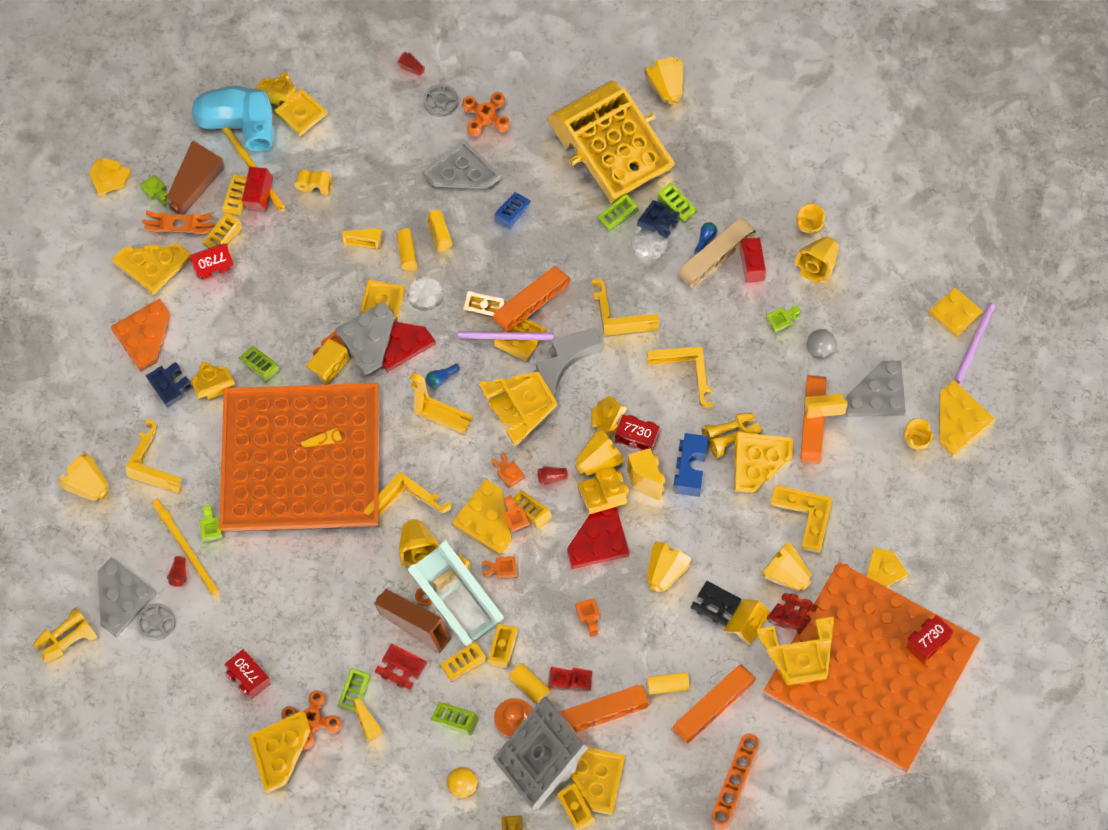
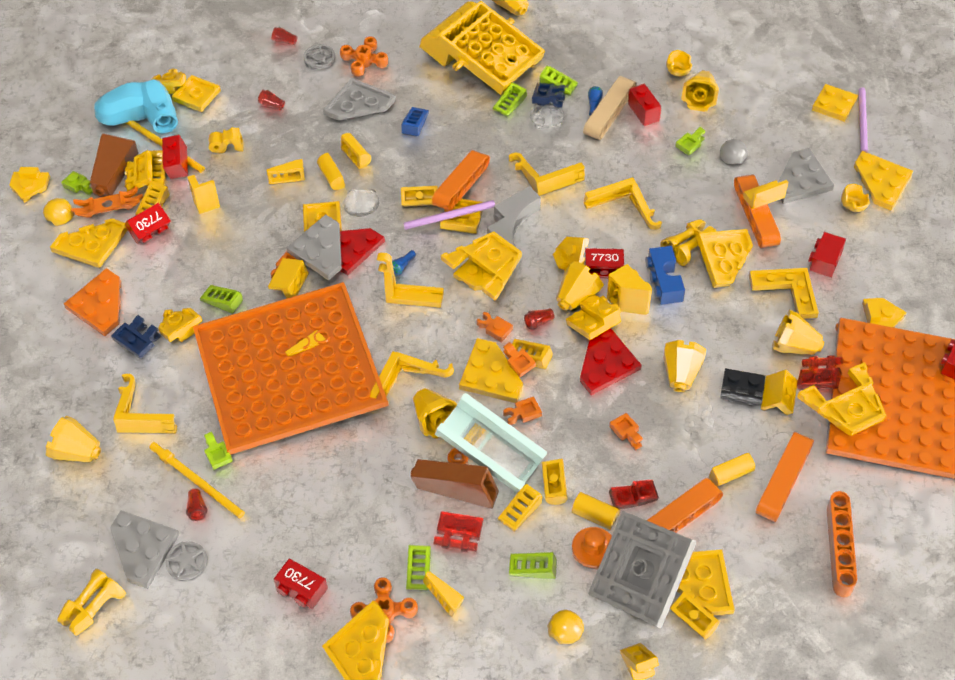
camera: 15 degrees left, 10 degrees down
(129, 218) = (58, 211): none -> yellow hair
(218, 196) = (139, 172): none -> yellow plate
(273, 245) = (203, 194): none -> yellow panel
(373, 143) = (268, 99): none -> clear red cone
(860, 488) = (827, 254): none -> red brick

